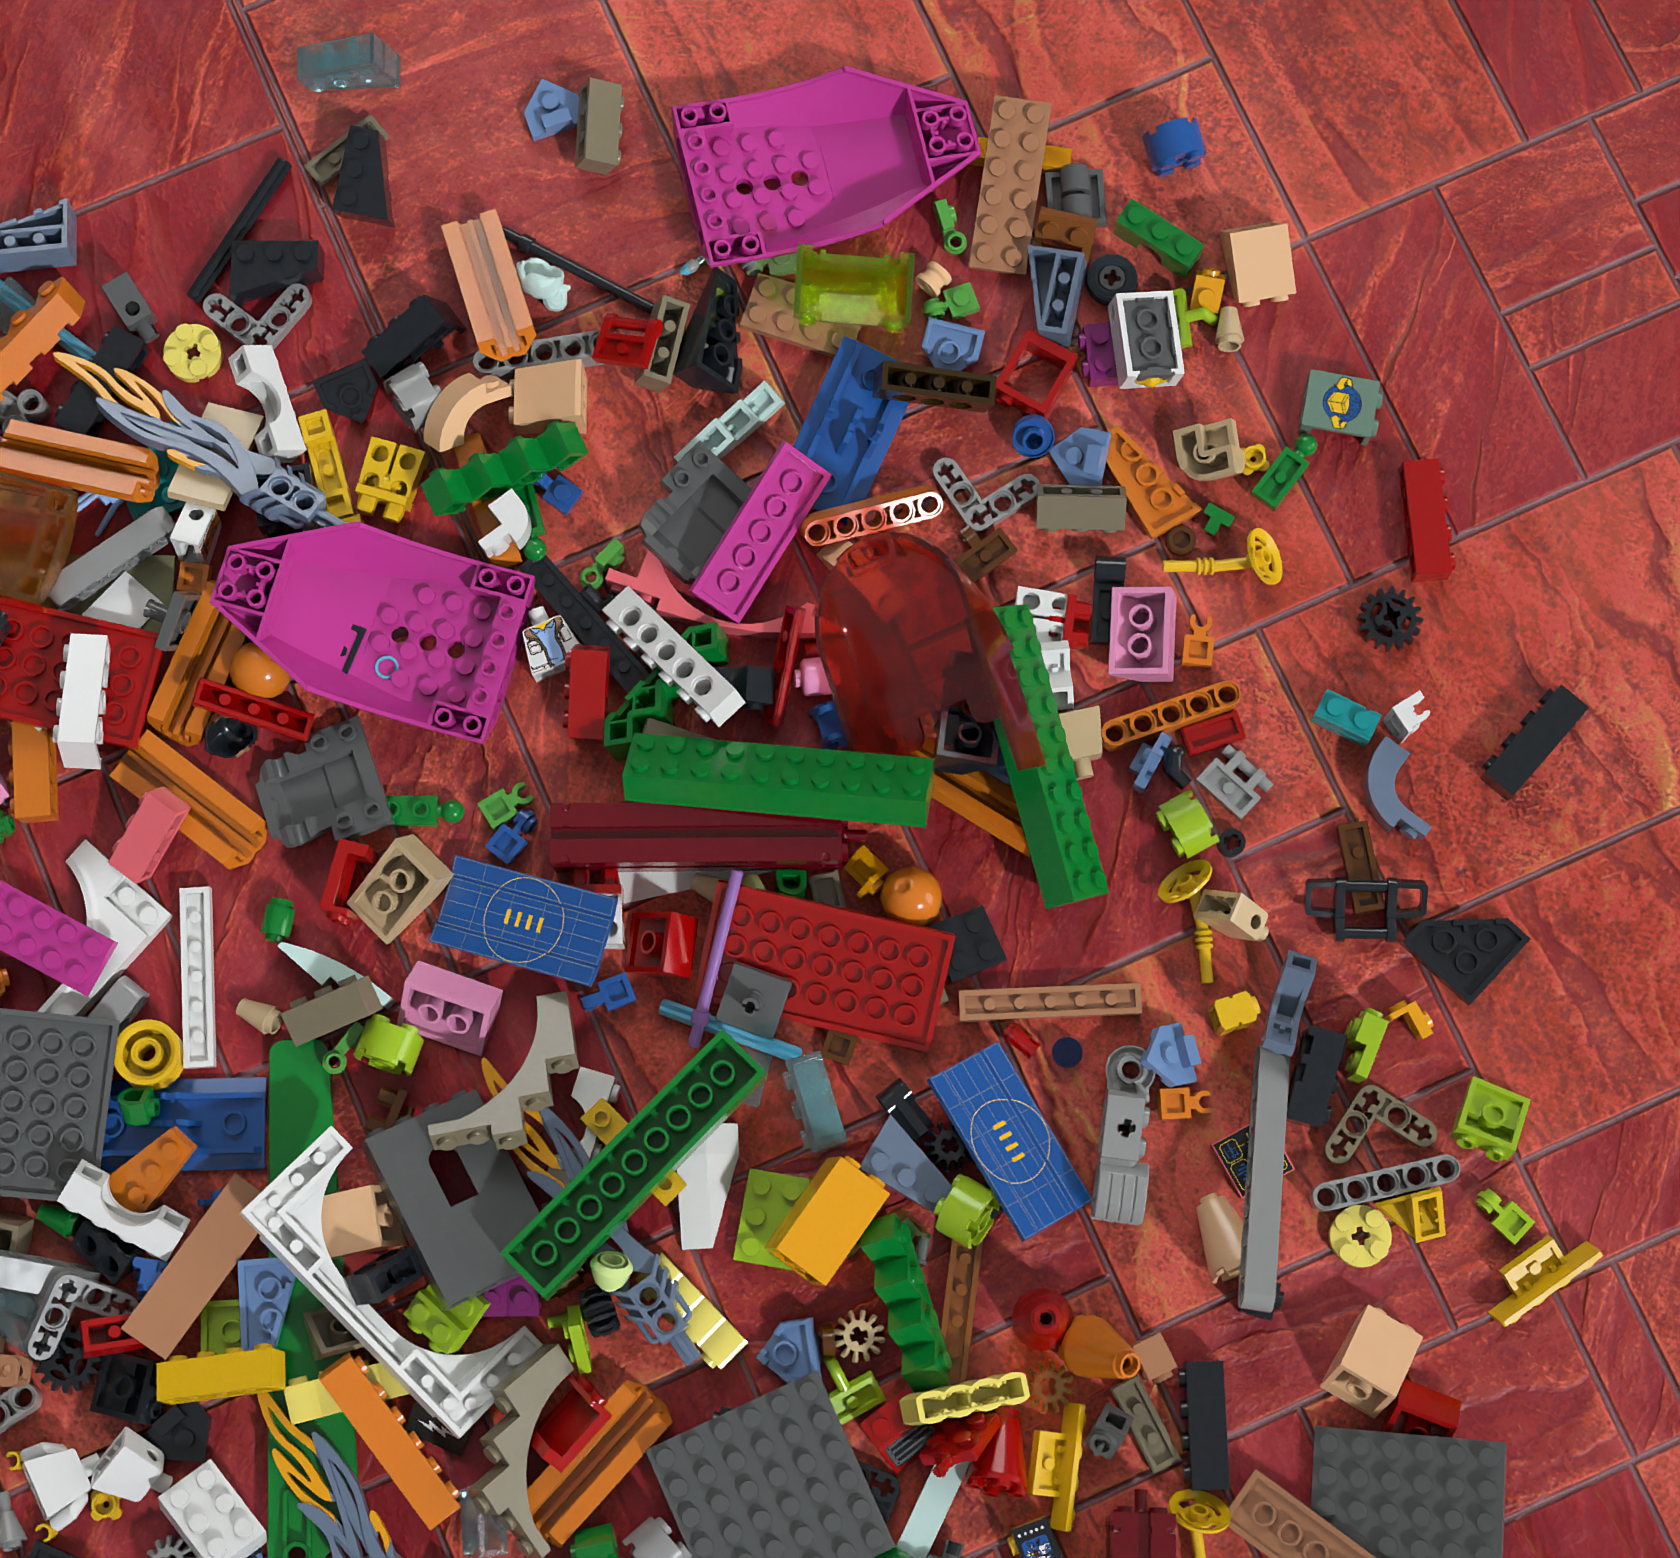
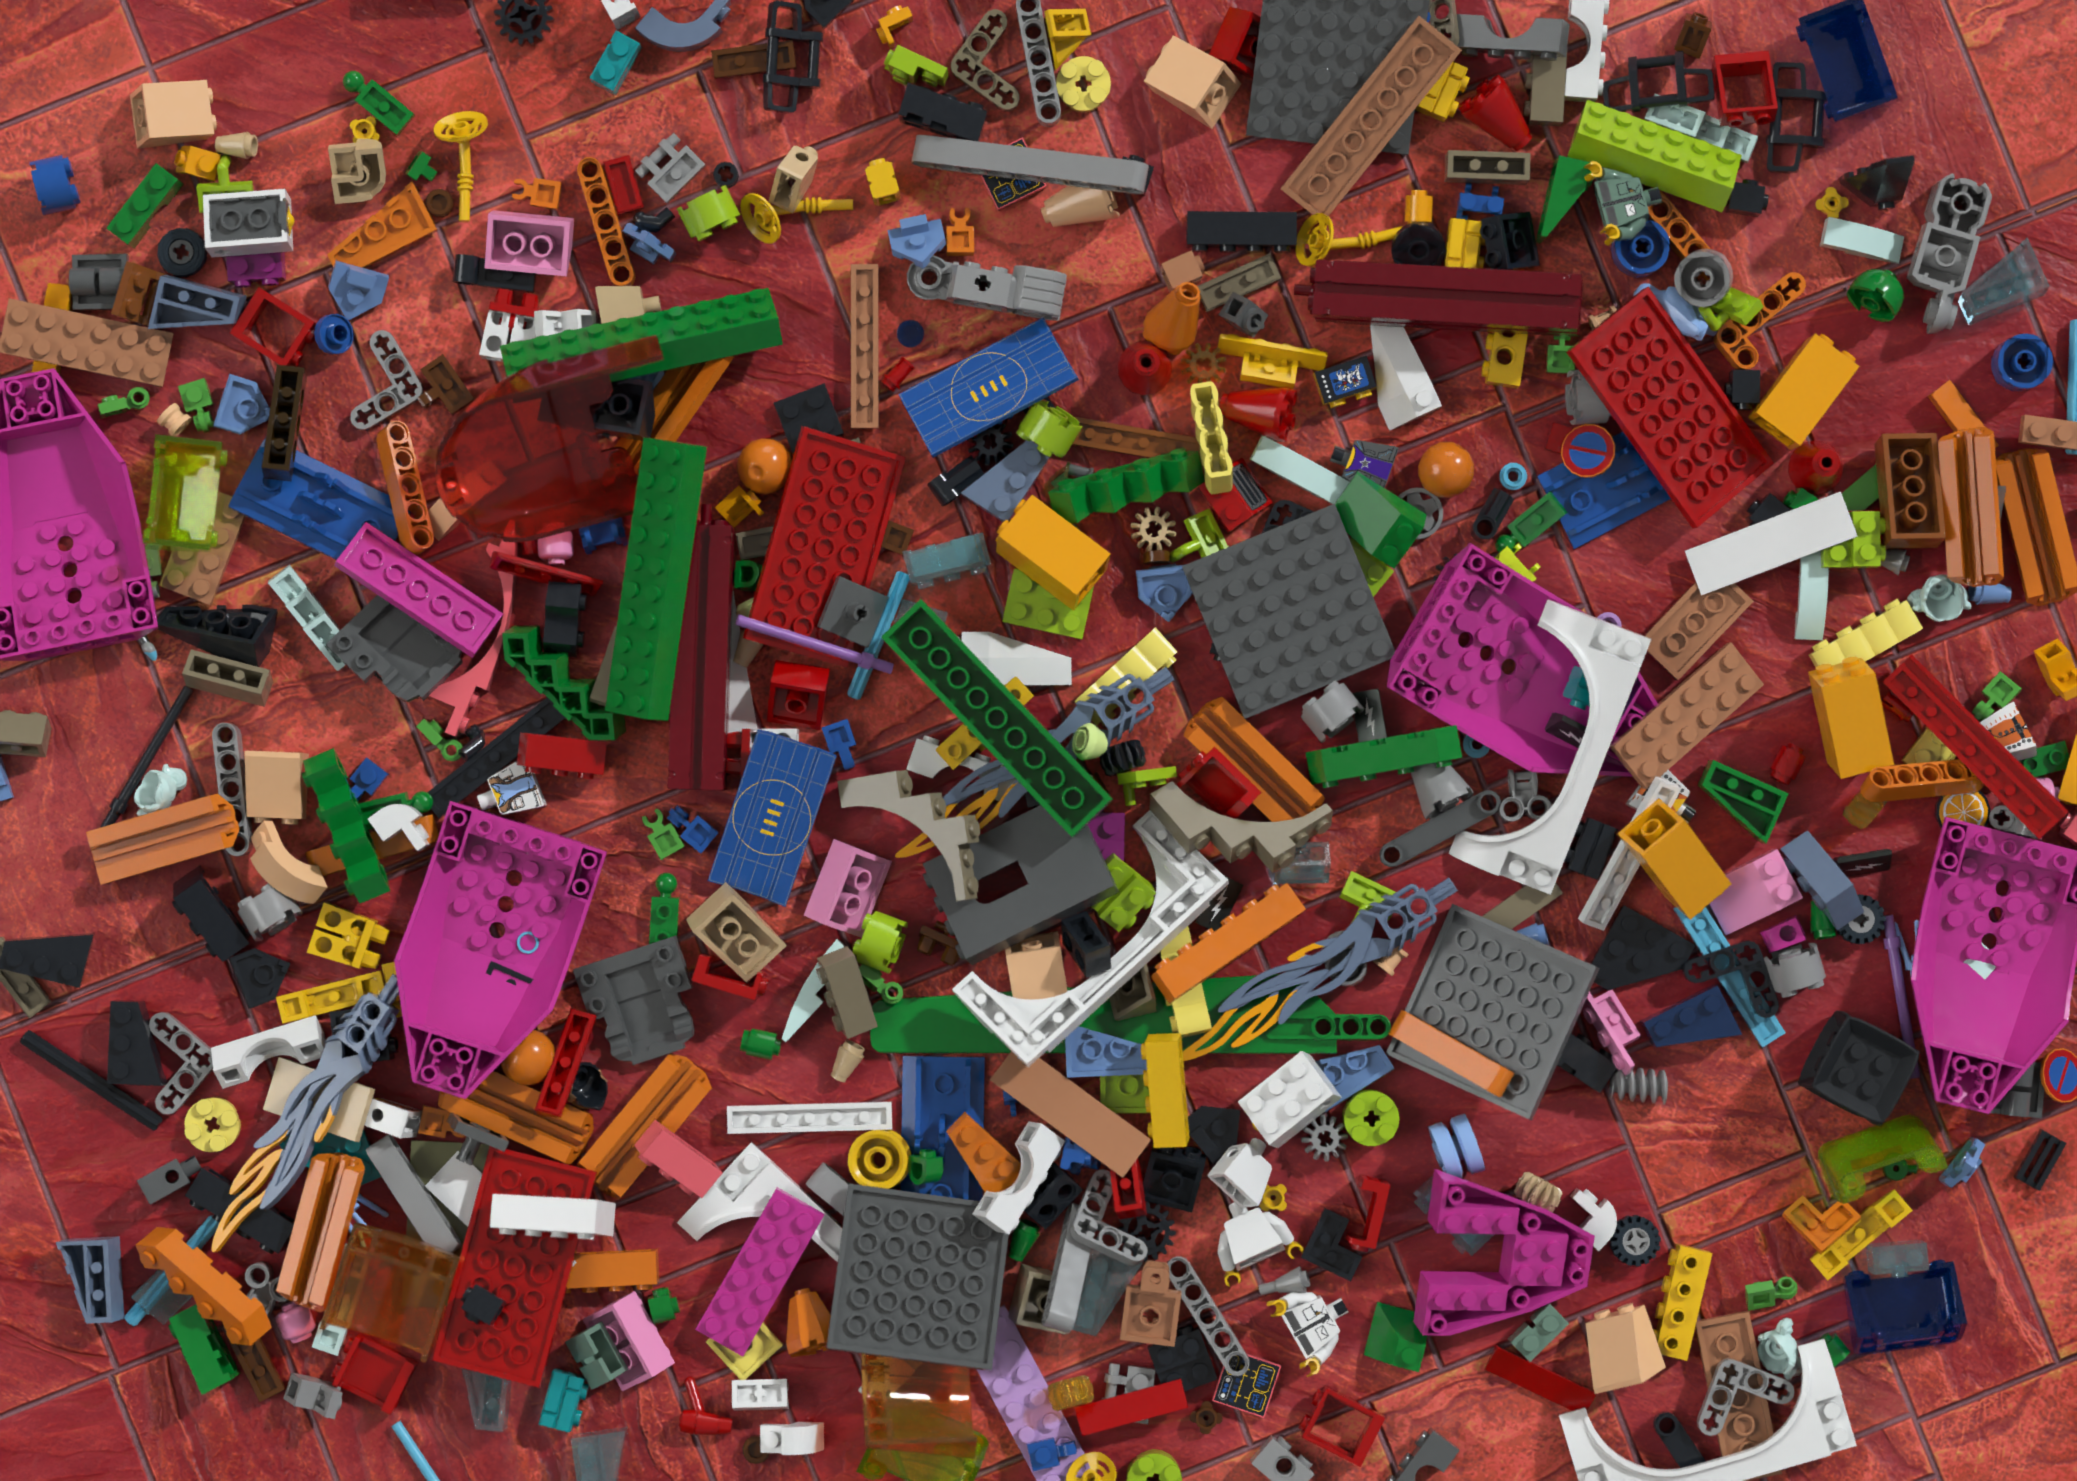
camera: 90 degrees left, 10 degrees up
(626, 349) = (235, 710): red plate -> none
(722, 698) = (484, 714): white brick -> none
(959, 1441) = (1247, 443): red plate -> none
(1080, 507) = (405, 293): dark tan brick -> none
(1288, 1003) = (875, 133): sand blue arch -> none
(1340, 405) = (317, 46): sand green panel -> none

